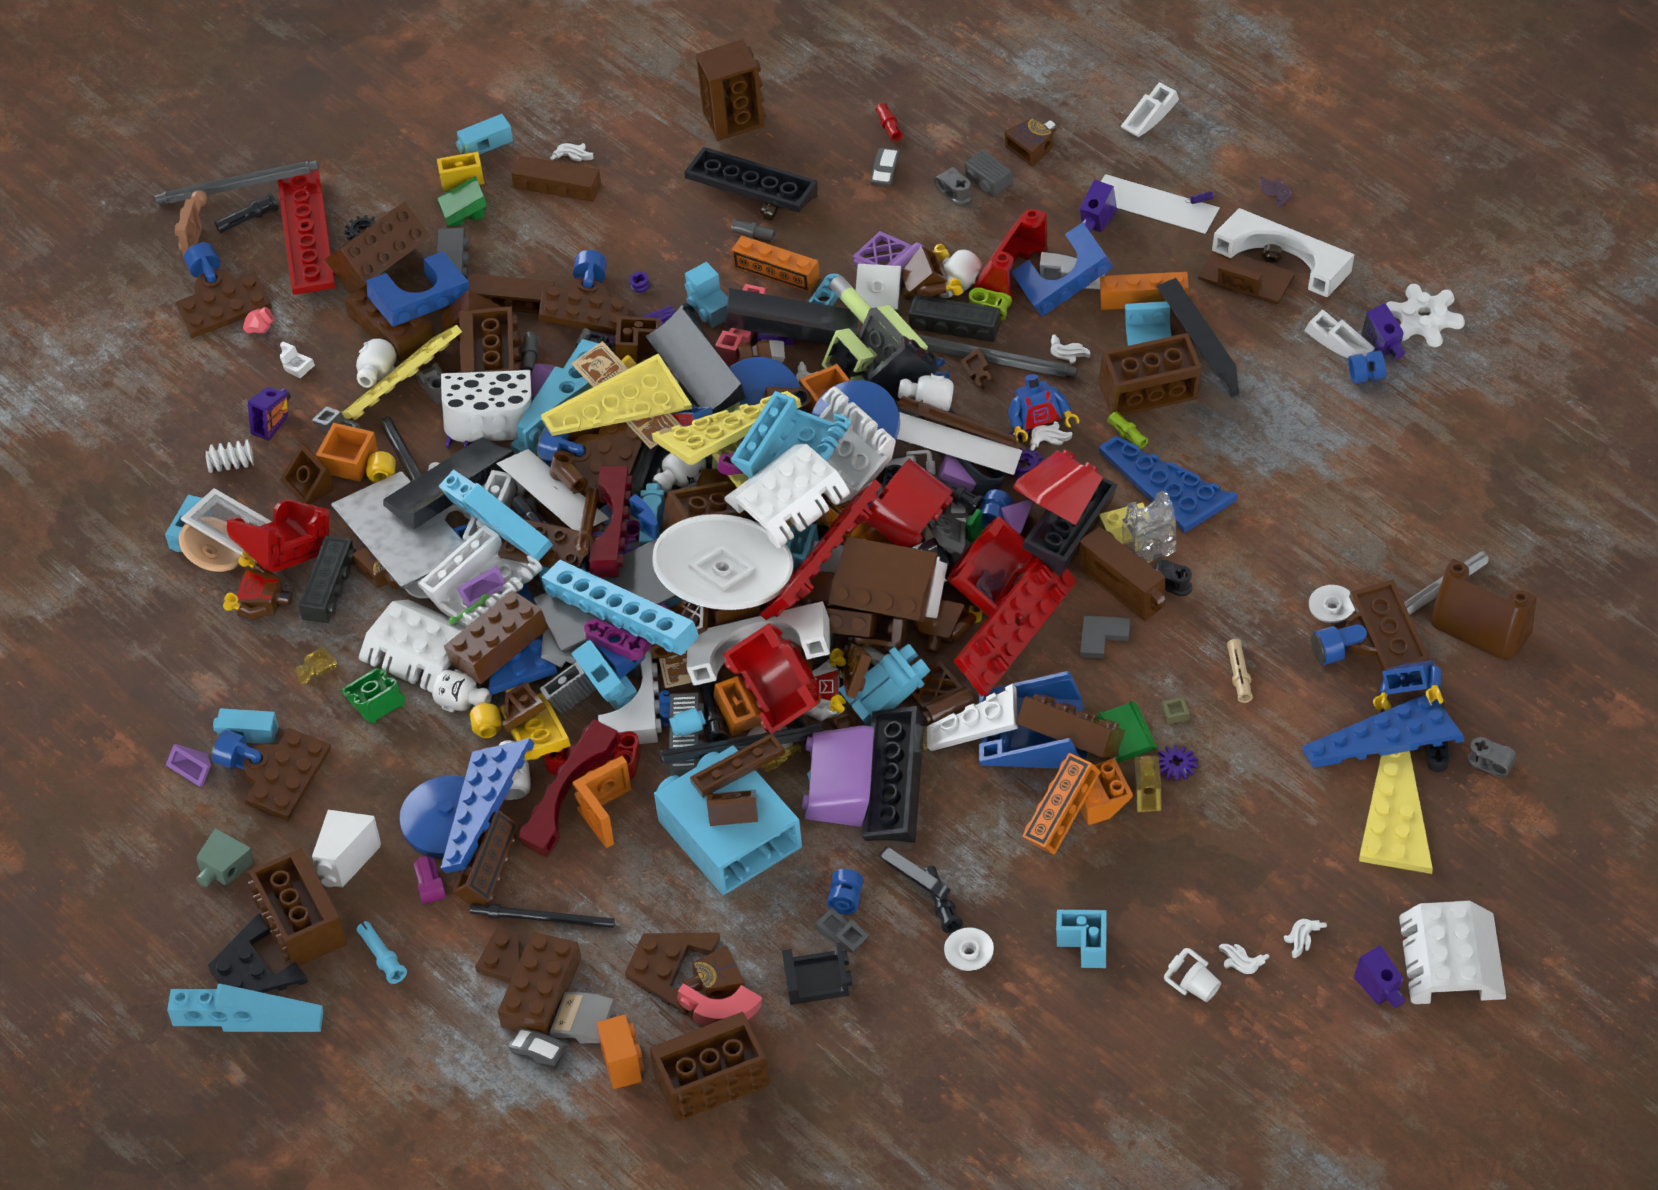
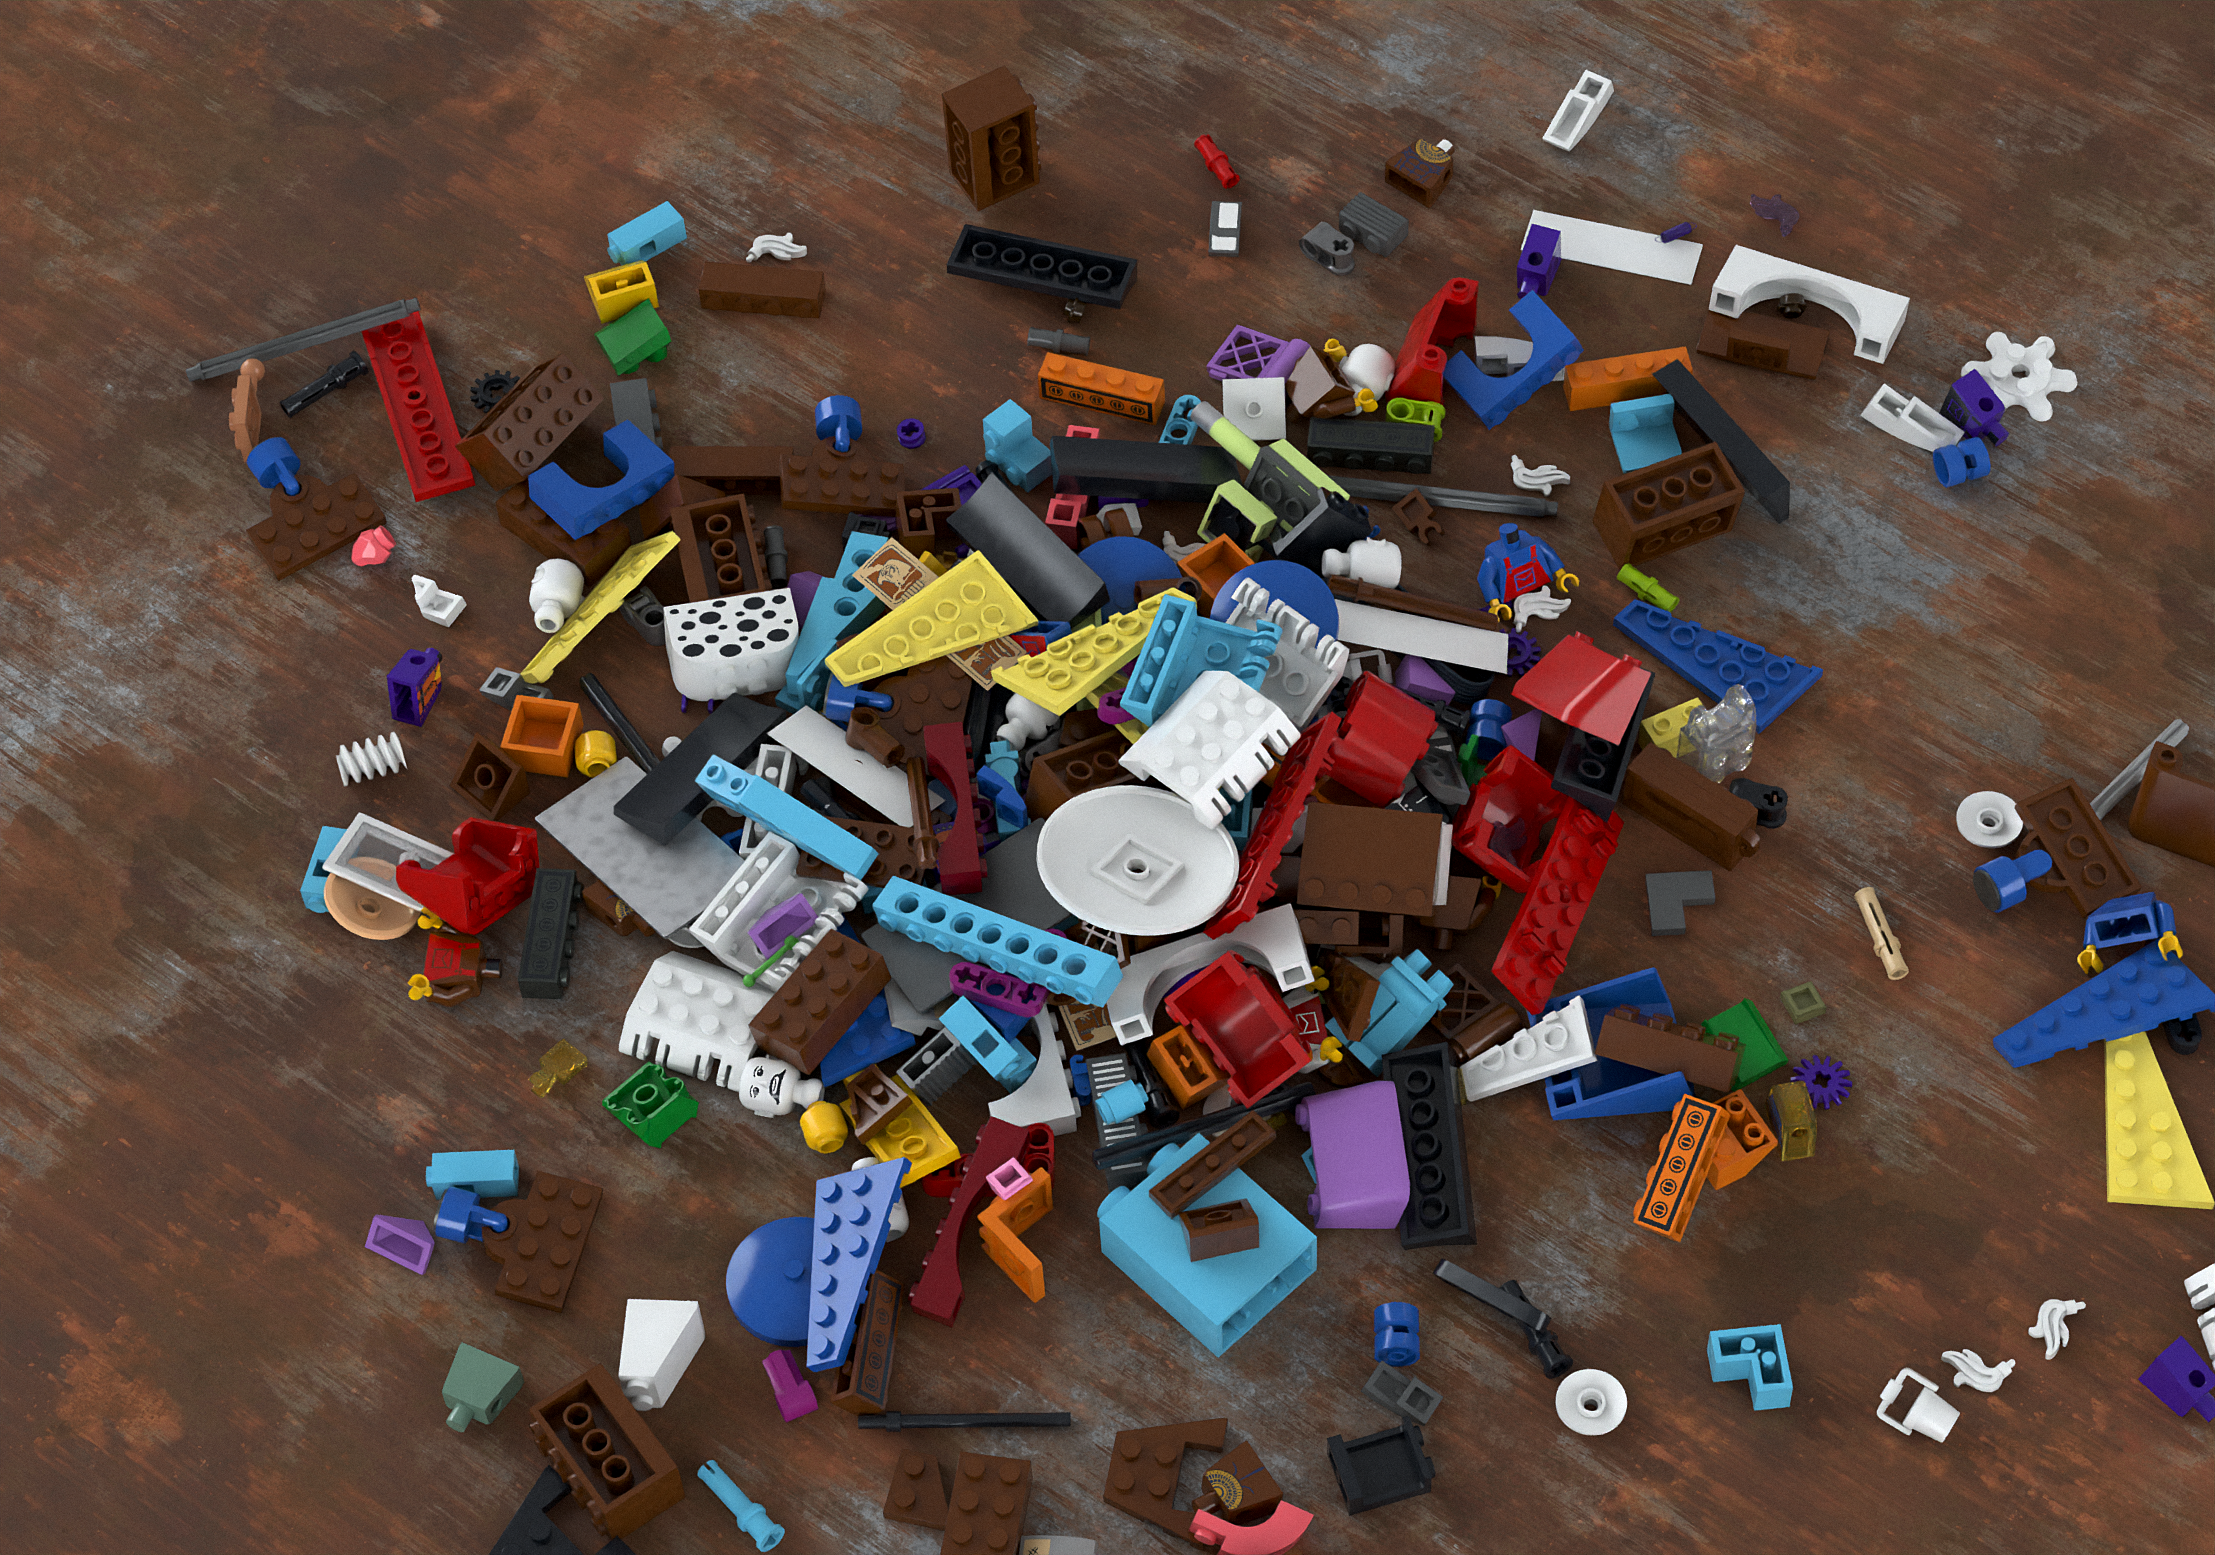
camera: 10 degrees left, 5 degrees up
(597, 760) = (1008, 1179): none -> bright pink slope

